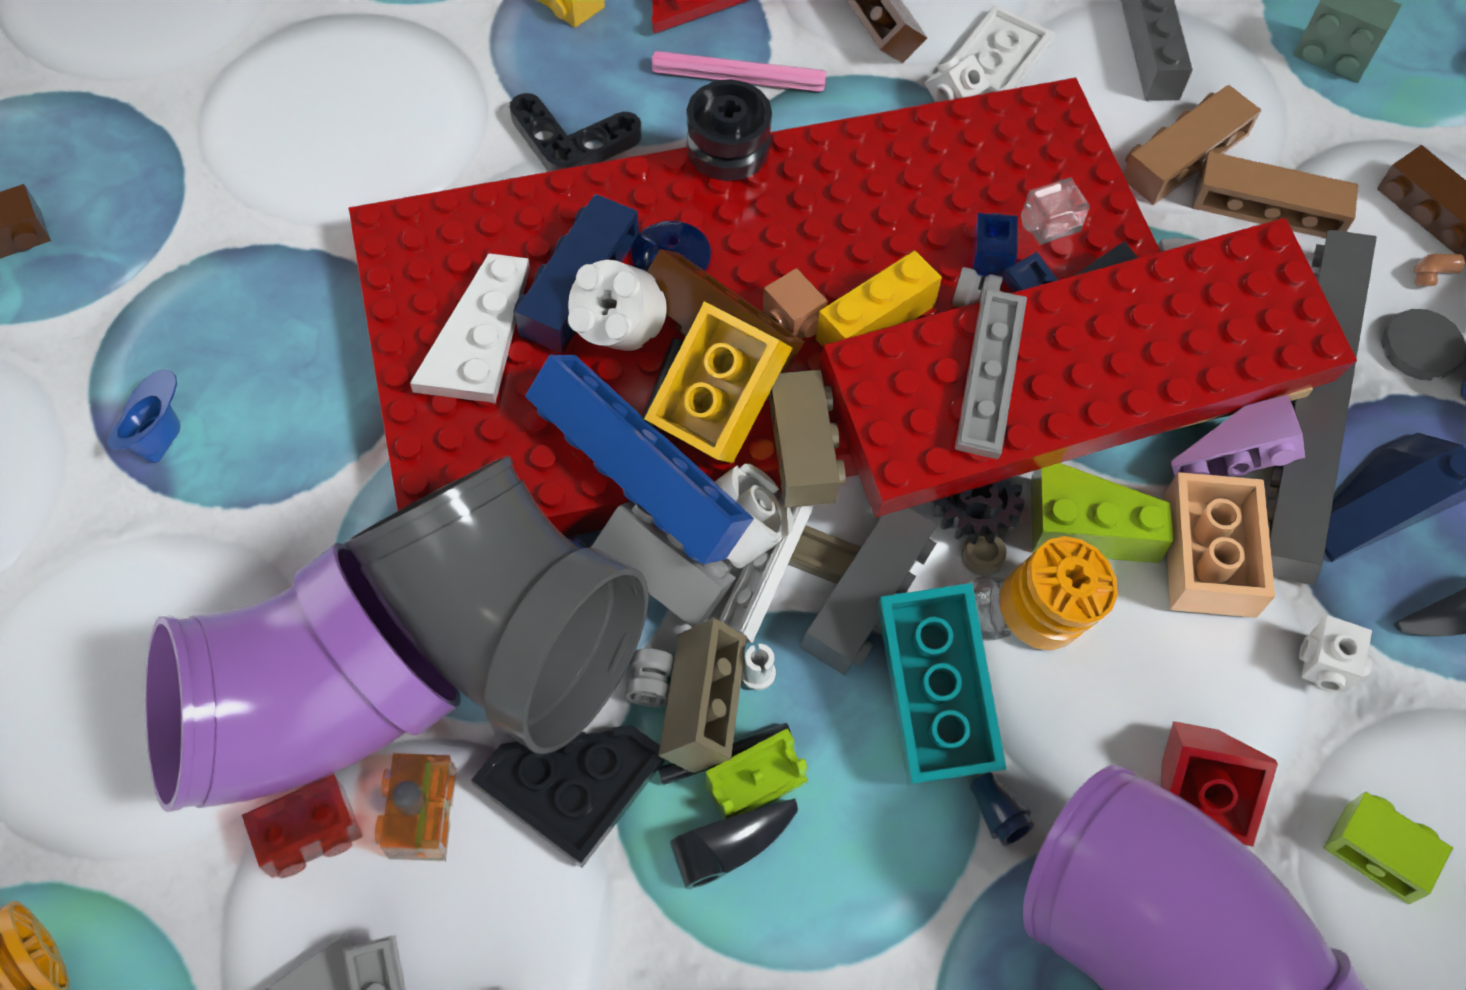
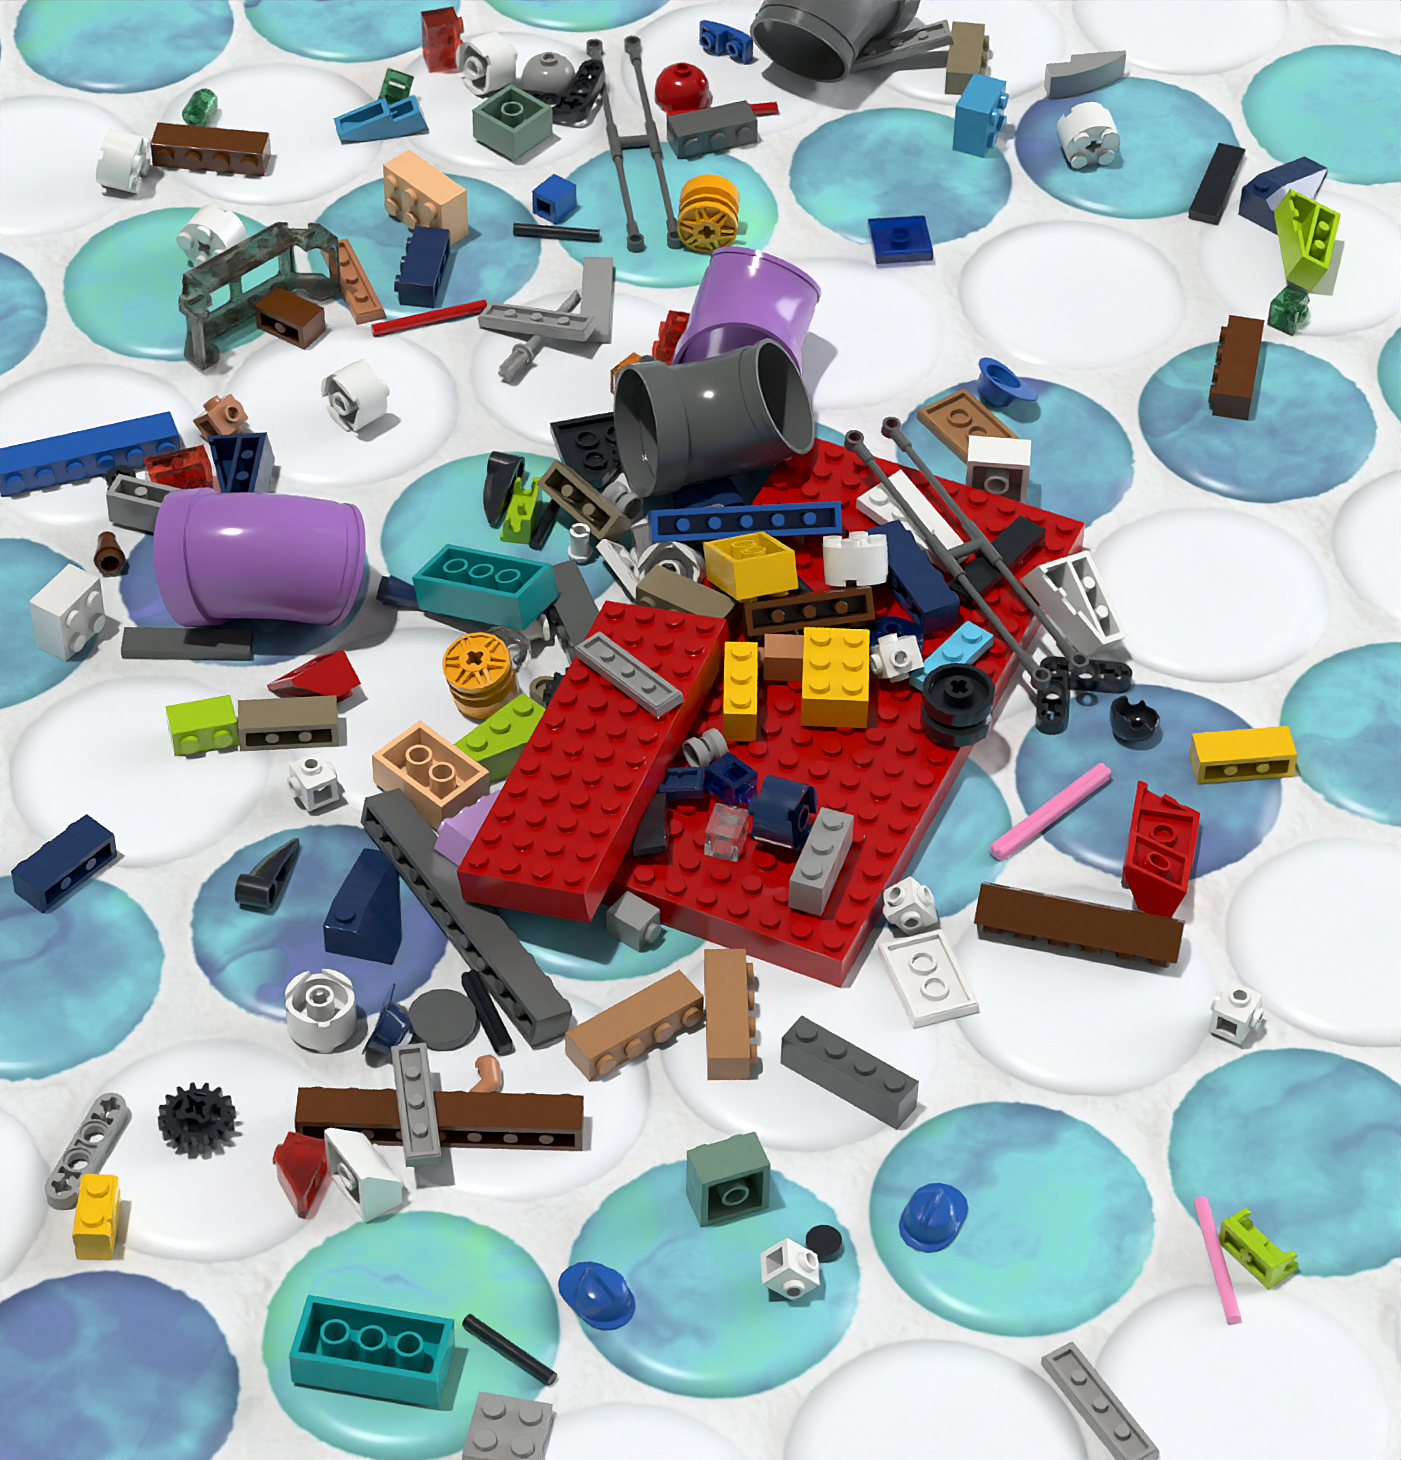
camera: 130 degrees right, 15 degrees down
(237, 431) = (957, 418): none -> medium nougat tile
(317, 328) = (999, 466): none -> white brick
(476, 145) = (1077, 602): none -> white wedge
(481, 228) = (1012, 545): none -> black tile
(483, 233) = (891, 429): none -> dark grey bar
(580, 62) = (1133, 721): none -> black hair
(658, 187) = (962, 647): none -> medium azure plate
(712, 209) = (895, 657): none -> white brick
(782, 234) = (835, 677): none -> yellow brick
(1000, 166) = (782, 812): none -> dark blue brick
(1014, 121) = (820, 861): none -> light grey brick
(1309, 770) = (288, 723): none -> dark tan brick
(1380, 315) = (486, 1012): none -> black axle

